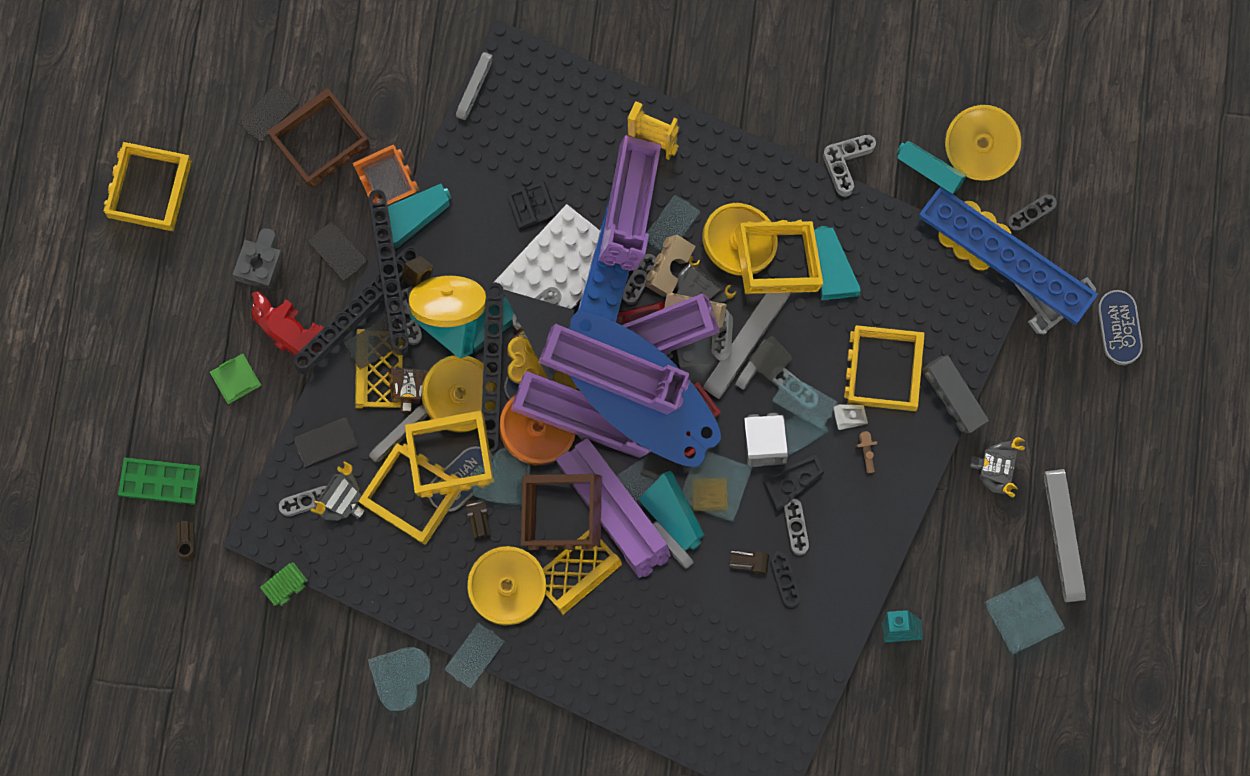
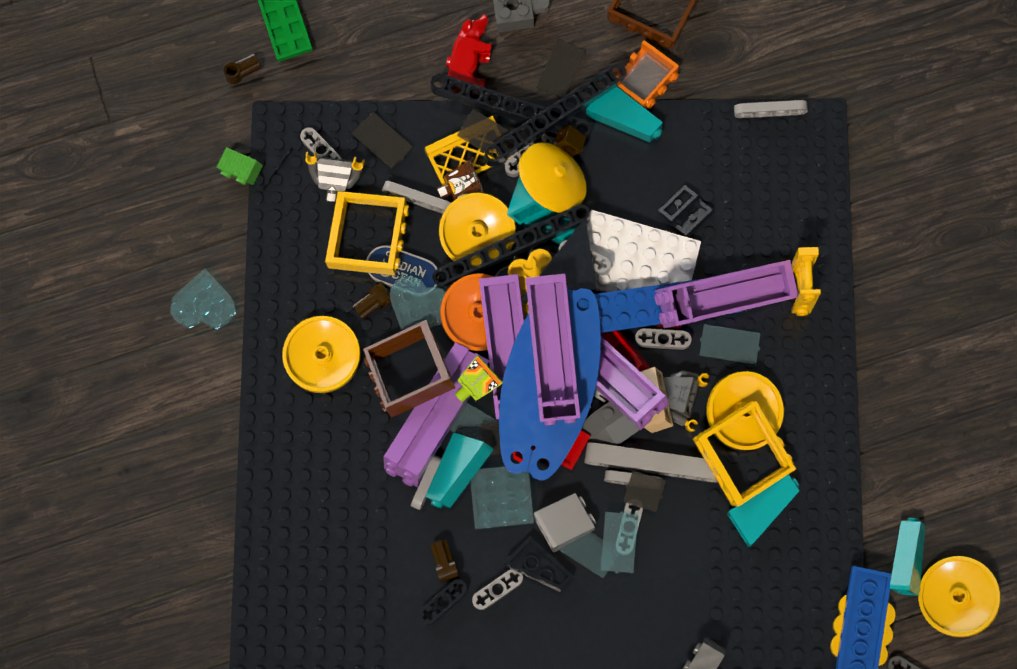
camera: 70 degrees right, 0 degrees up
(235, 378) = (405, 40): bright green piece -> none
(442, 424) = (432, 272): yellow window -> none
(474, 655) = (249, 357): clear light blue piece -> none
(590, 580) = (354, 422): yellow fence -> none
(604, 453) = (477, 380): none -> torso
(661, 278) = (672, 355): tan arch -> none
(710, 494) = (489, 495): clear yellow piece -> none
(726, 341) = (629, 443): light grey beam -> none
(840, 158) = (877, 469): light grey beam -> none
(850, 416) = (626, 590): white slope -> none
(865, 442) = (606, 618): medium nougat arm -> none
(891, 334) = (687, 567): yellow window -> none

